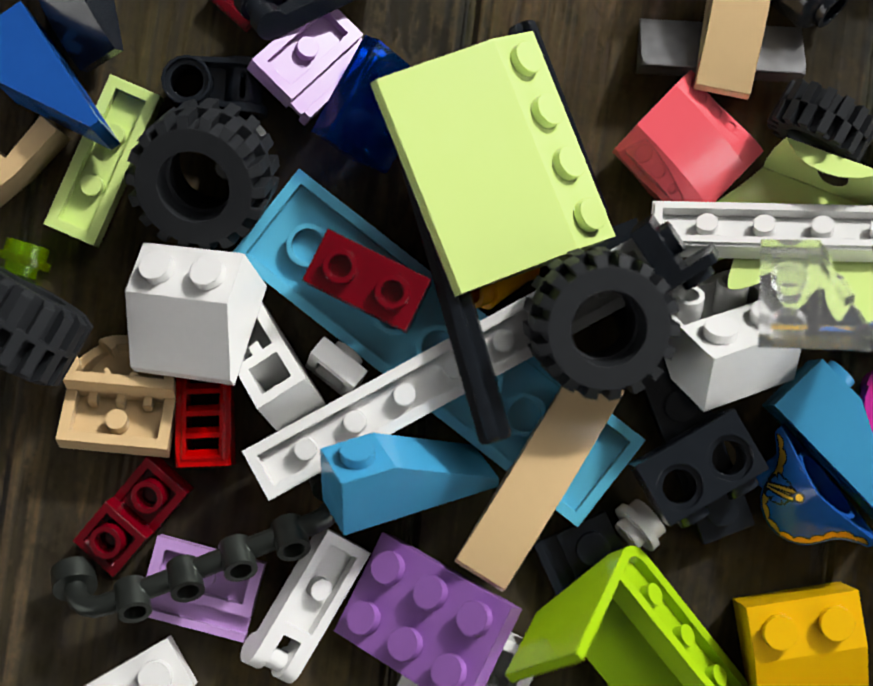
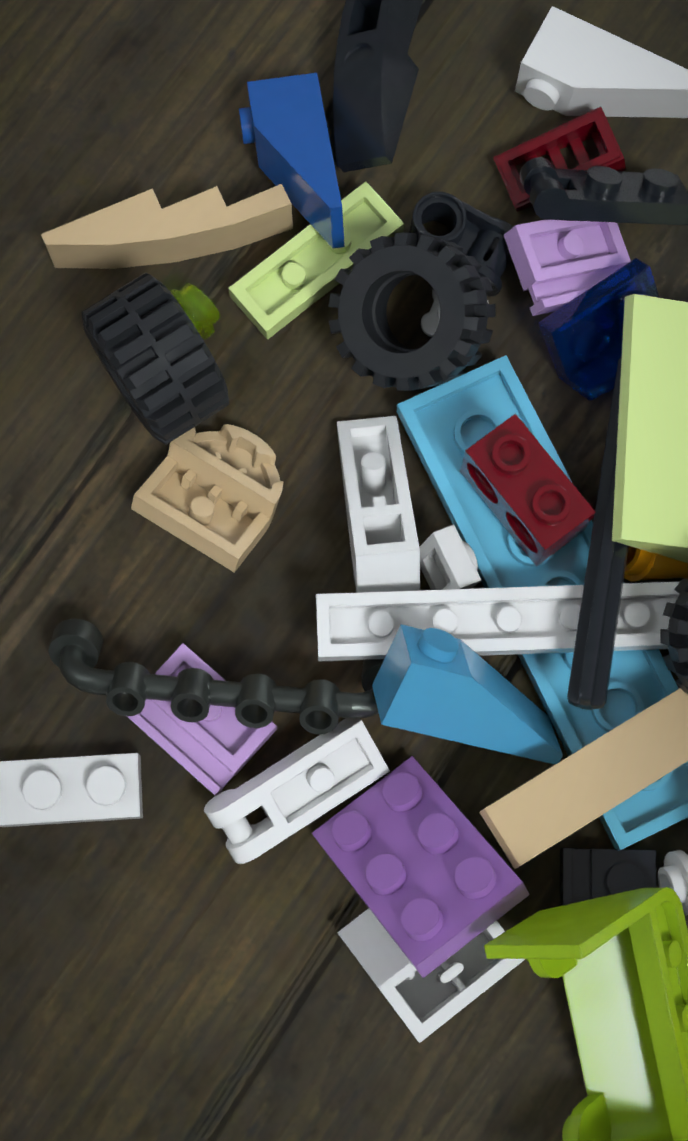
camera: 25 degrees right, 10 degrees down
(133, 514) = (167, 613): dark red slope -> none
(184, 432) = (274, 592): red slope -> none
(191, 312) = (334, 435): white slope -> none

